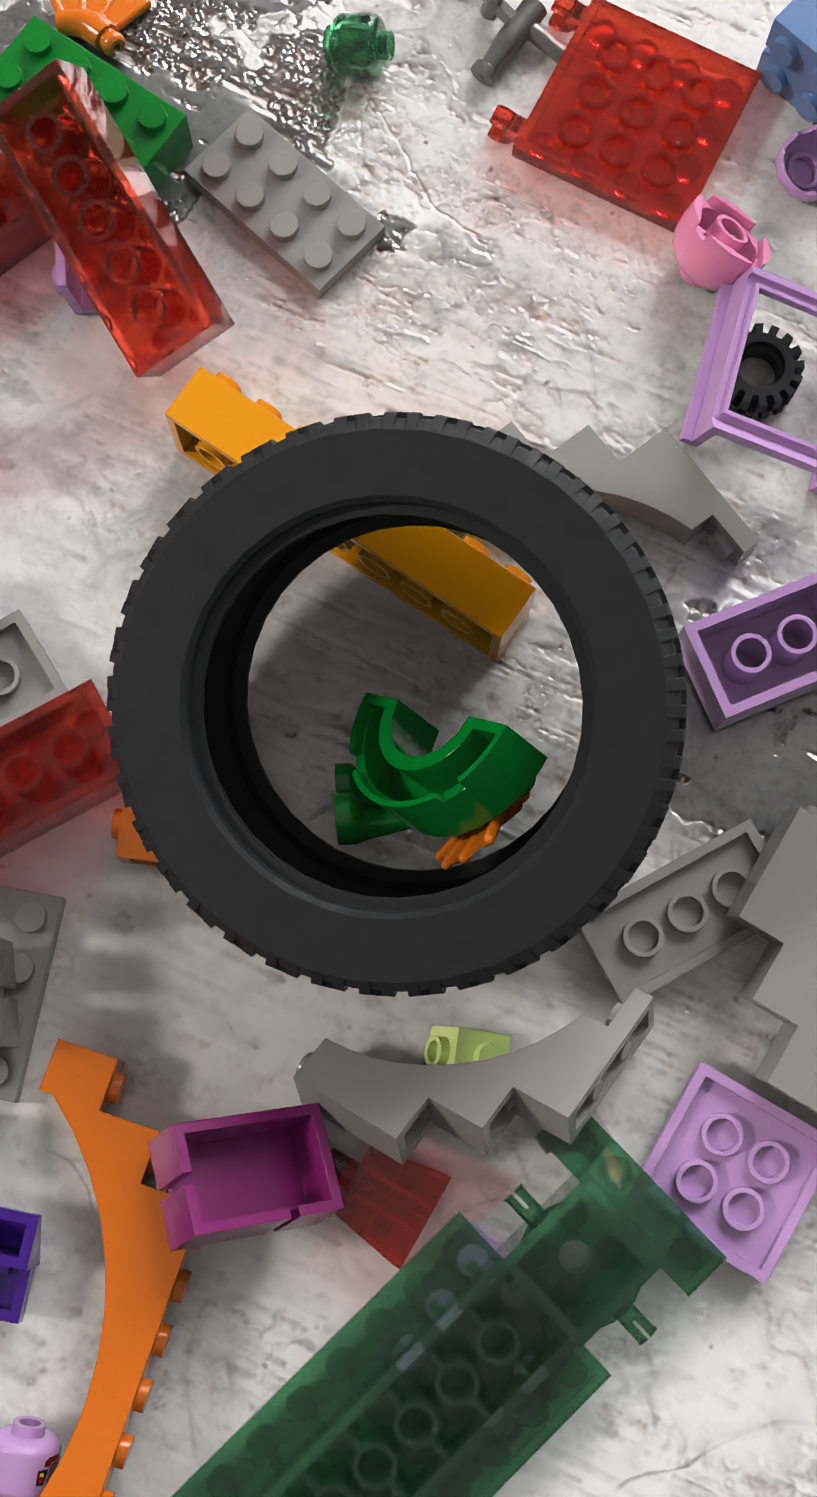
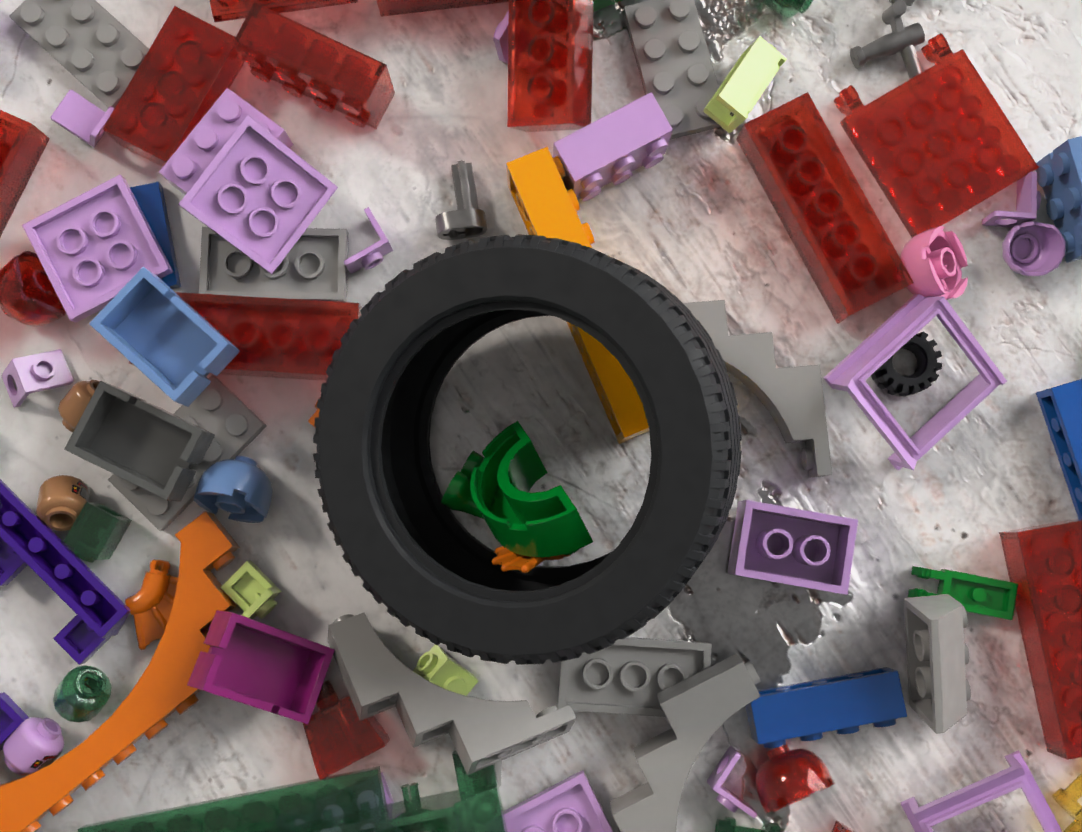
camera: 30 degrees right, 5 degrees up
(43, 1358) = (82, 694): none -> clear green head
(63, 1194) = (153, 603): none -> orange arm
(69, 619) = (373, 254): none -> lavender bracket
(79, 992) = (235, 488): none -> medium blue cylinder
(152, 507) = (468, 218): none -> flat silver piece
(171, 1099) = (251, 591): none -> yellowish green bracket
(277, 324) = (614, 147): none -> lavender brick
(378, 173) = (744, 84): none -> yellowish green window
(555, 256) = (823, 208): none -> clear red brick
(775, 121) = (1027, 204): none -> lavender bracket

